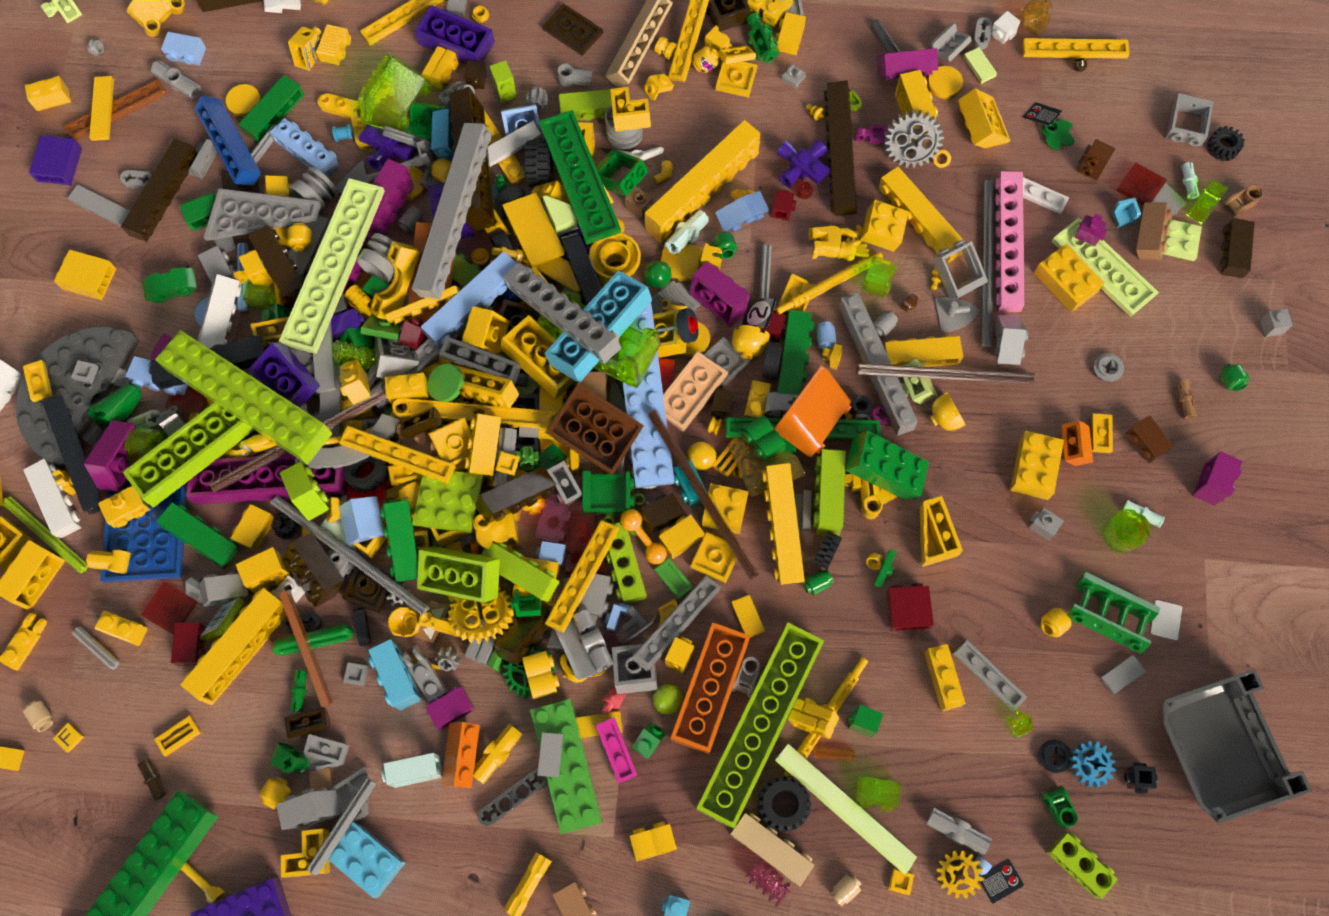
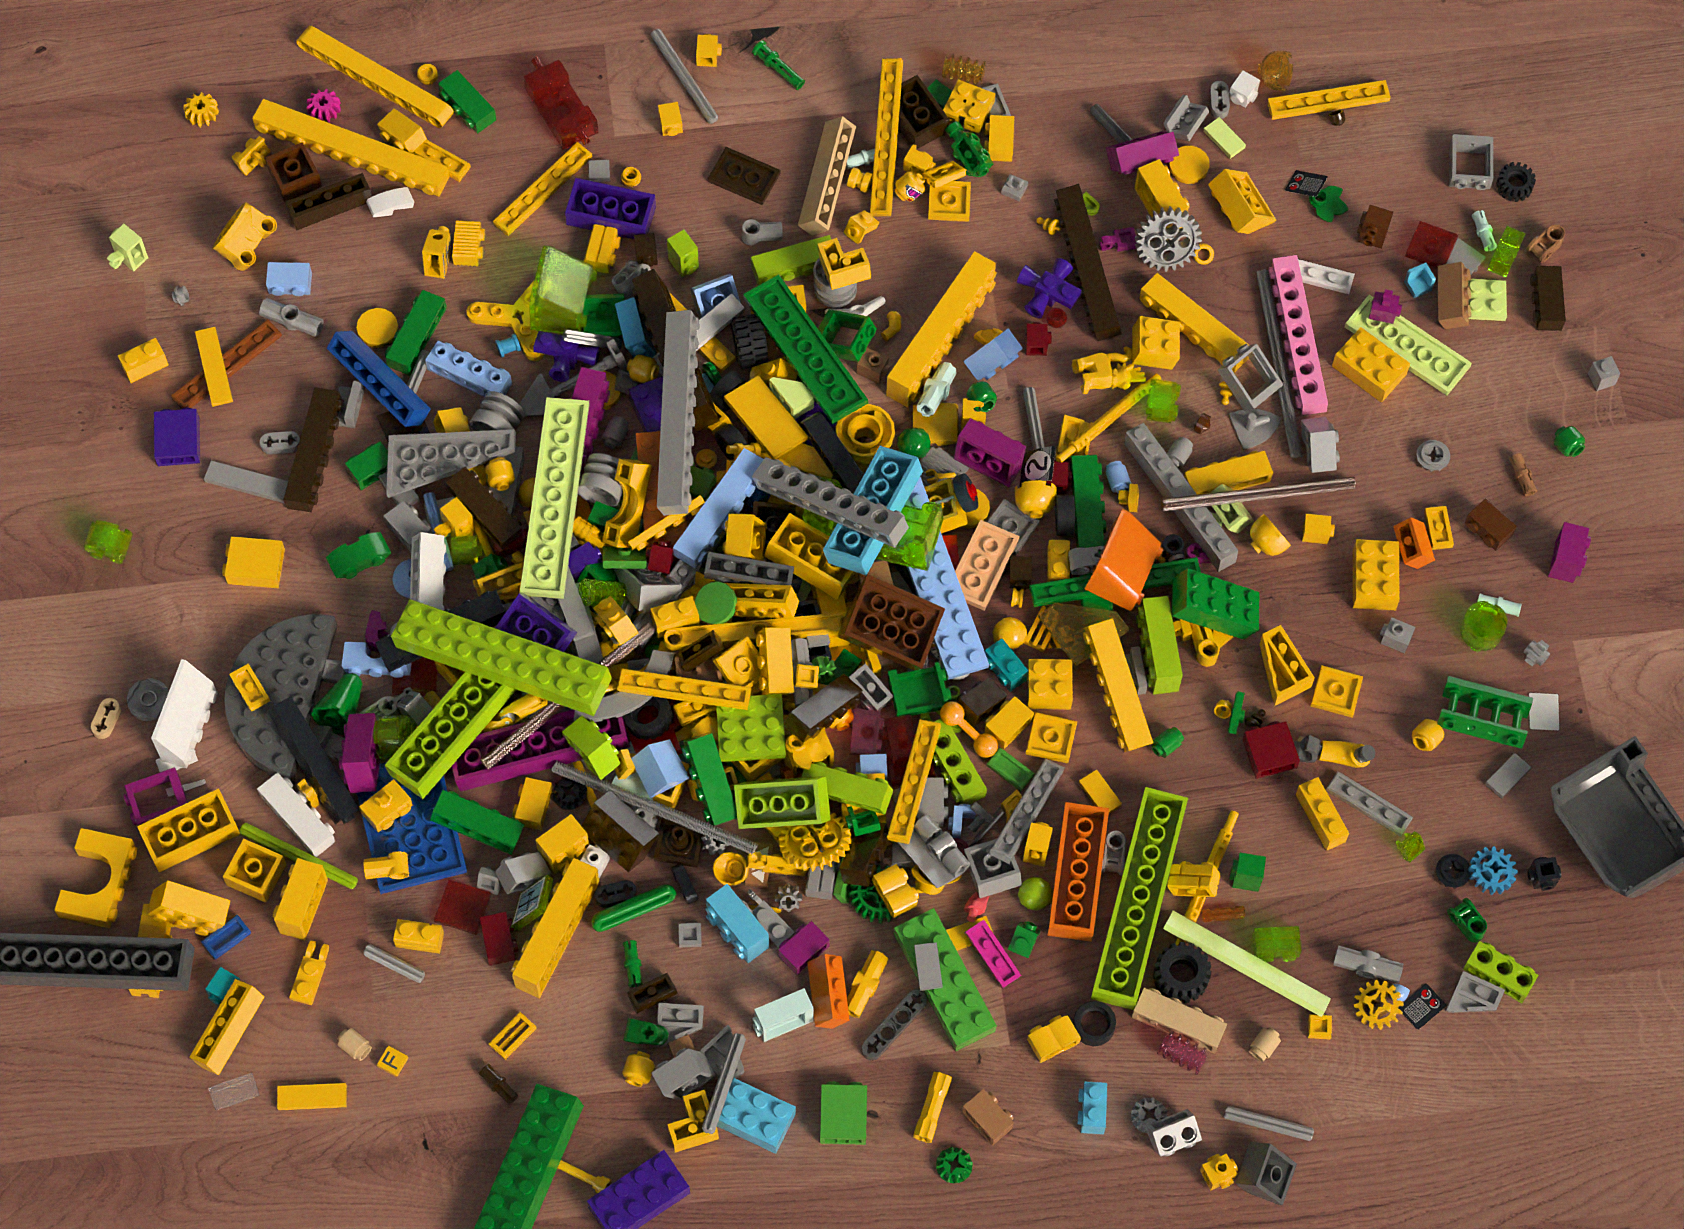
camera: 15 degrees left, 5 degrees down
(84, 372) = (299, 668): light grey tile -> none
(305, 648) = (633, 913): dark orange tile -> none
(445, 874) = (843, 1113): none -> bright green brick
(537, 96) = (724, 264): light grey gear -> none
(670, 31) = (862, 158): none -> light aqua pin
(701, 492) = (1019, 666): reddish brown axle -> none
(709, 835) = (1103, 1009): none -> black tyre
(764, 438) = (1077, 598): green brick -> none
(827, 550) = (1170, 705): black tyre -> none
(901, 577) = (1255, 719): none -> dark brown hair
(971, 622) = (1337, 752): none -> piece
(980, 564) = (1336, 691): none -> yellow tile
(992, 414) = (1317, 529): none -> yellow brick
(1052, 883) = (1474, 995): none -> light grey wing
(1170, 565) = (1536, 653): none -> light grey gear

